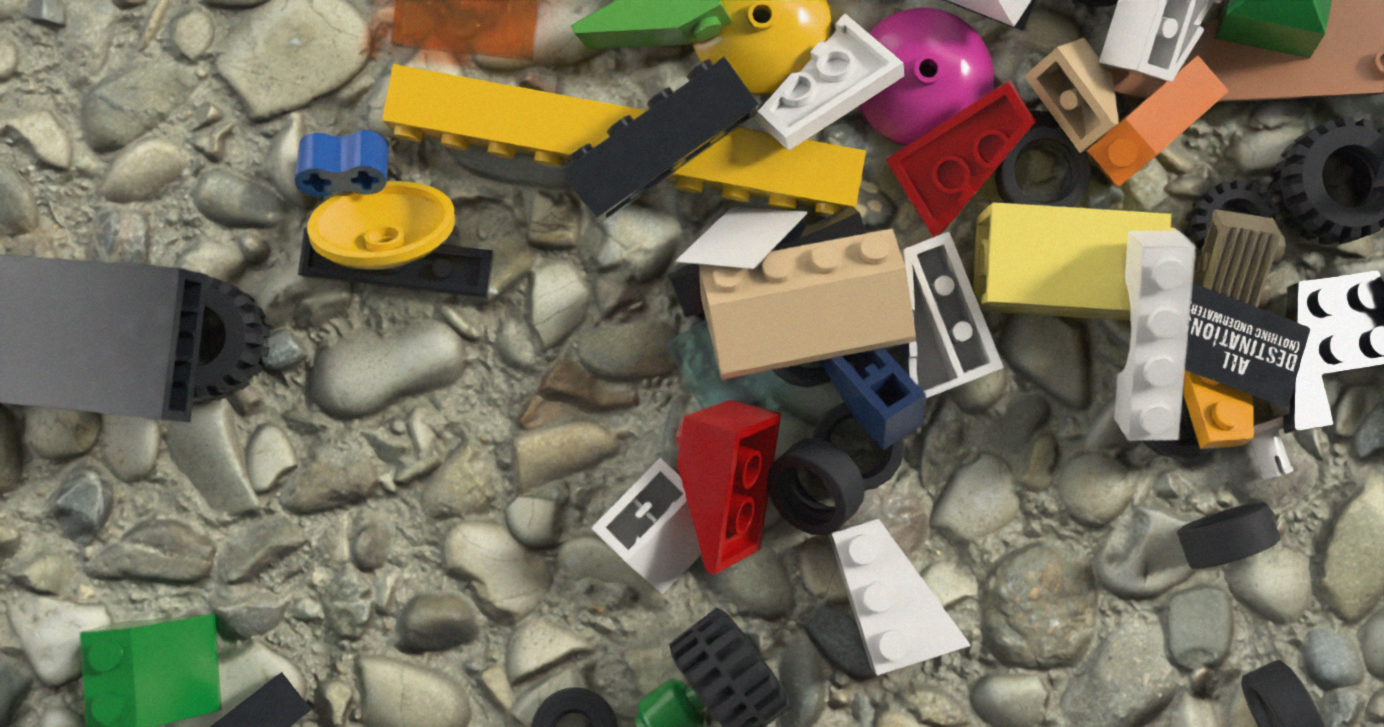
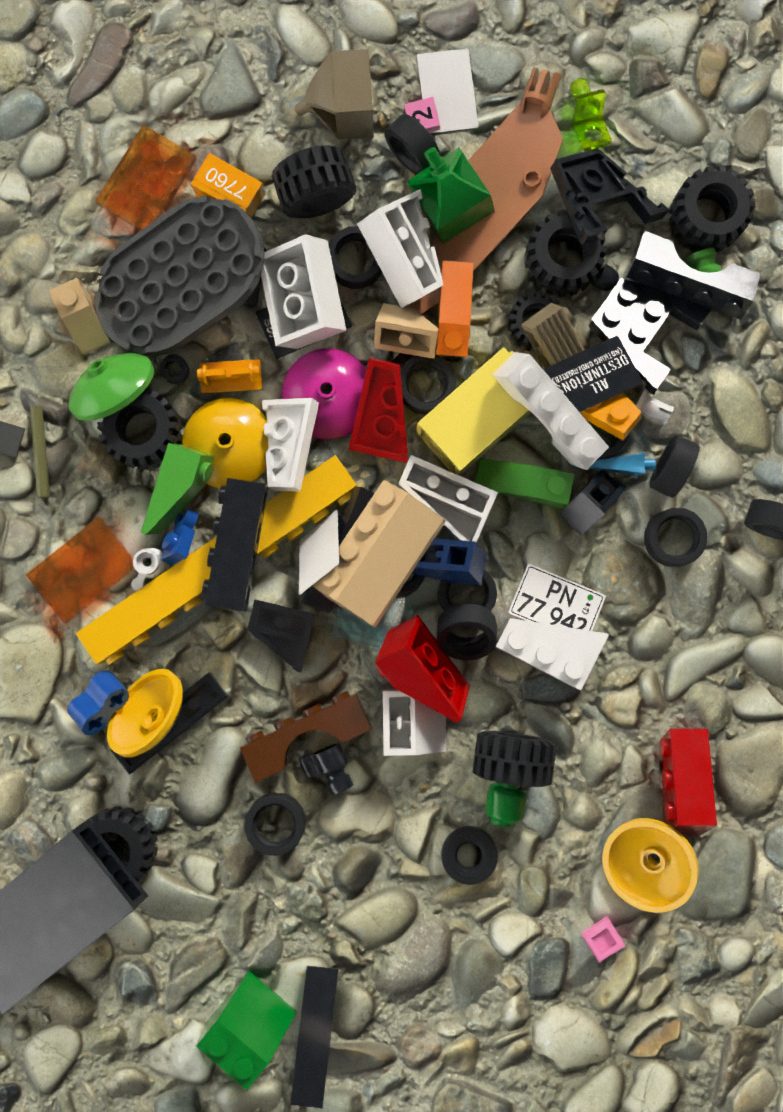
camera: 45 degrees left, 0 degrees up
(364, 493) = (263, 845): none -> black tyre
(470, 402) = (269, 752): none -> reddish brown arch
(523, 479) = (328, 763): none -> black piece
(545, 70) = (148, 565): none -> white piece
(601, 76) = (177, 543): none -> blue plate
(616, 285) = (282, 630): none -> black wing
(947, 551) = (555, 600): none -> white sticker
(1046, 390) = (526, 482): none -> bright green slope
(1098, 483) = (593, 501): none -> black slope
(1177, 641) = (699, 537): none -> black tyre
(1178, 484) = (630, 464): none -> dark azure piece
(1360, 255) = (606, 278): none -> black hinge

